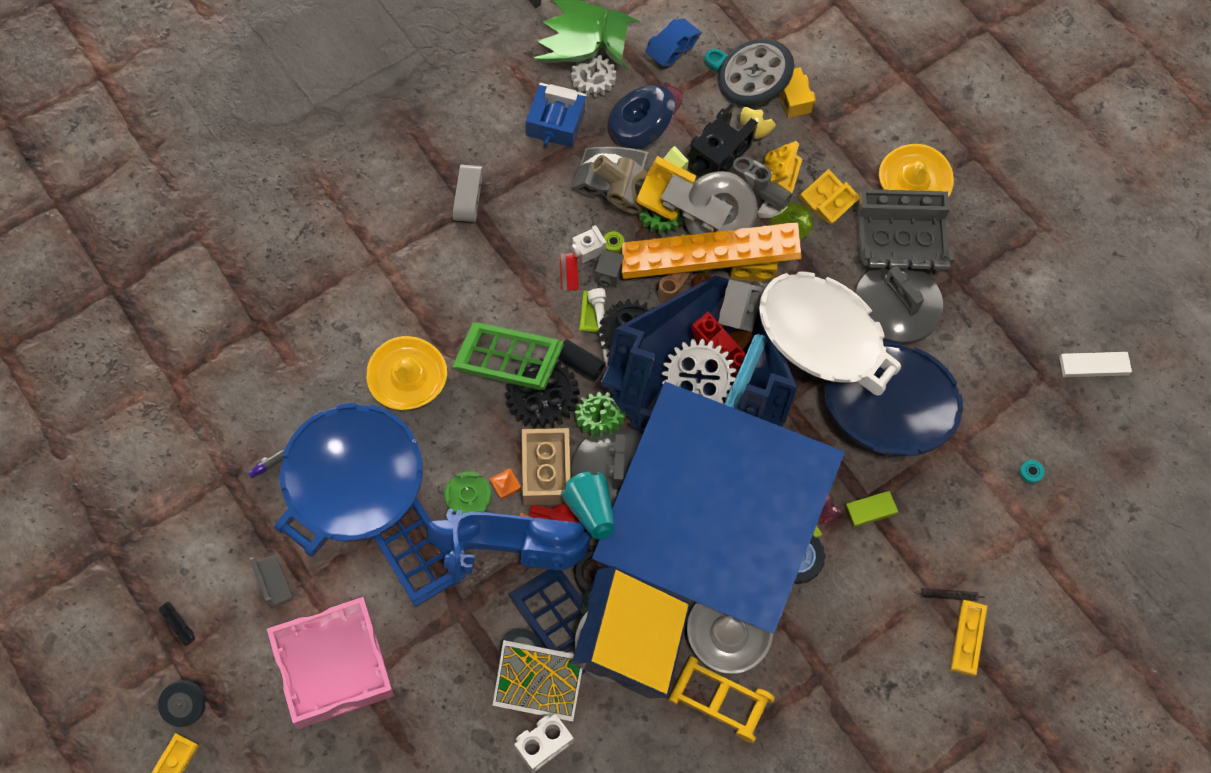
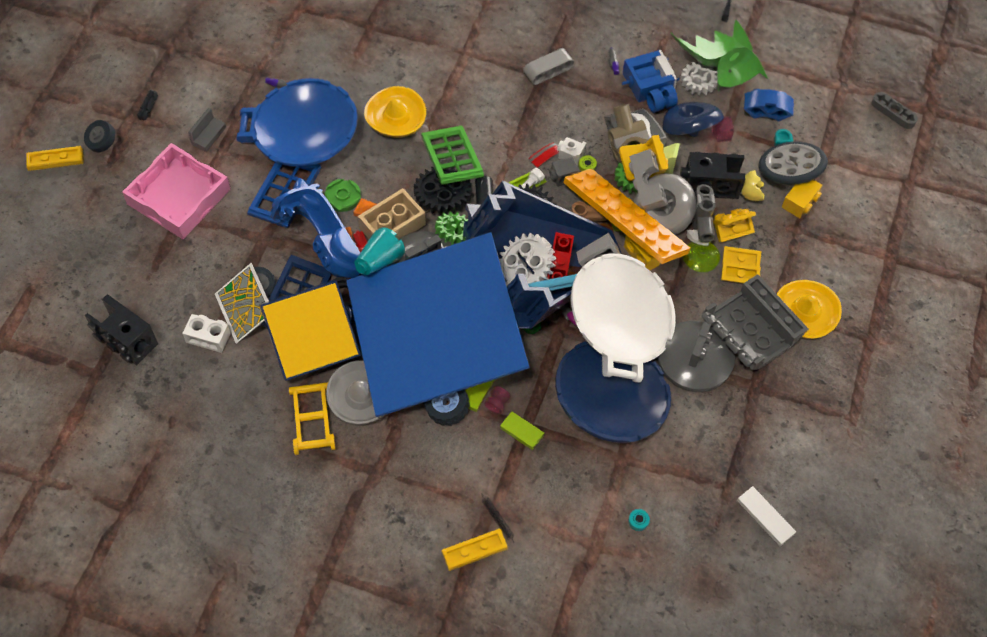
camera: 55 degrees right, 5 degrees down
(508, 133) = (613, 61): none -> piece
(592, 123) = (661, 98): none -> blue wheel

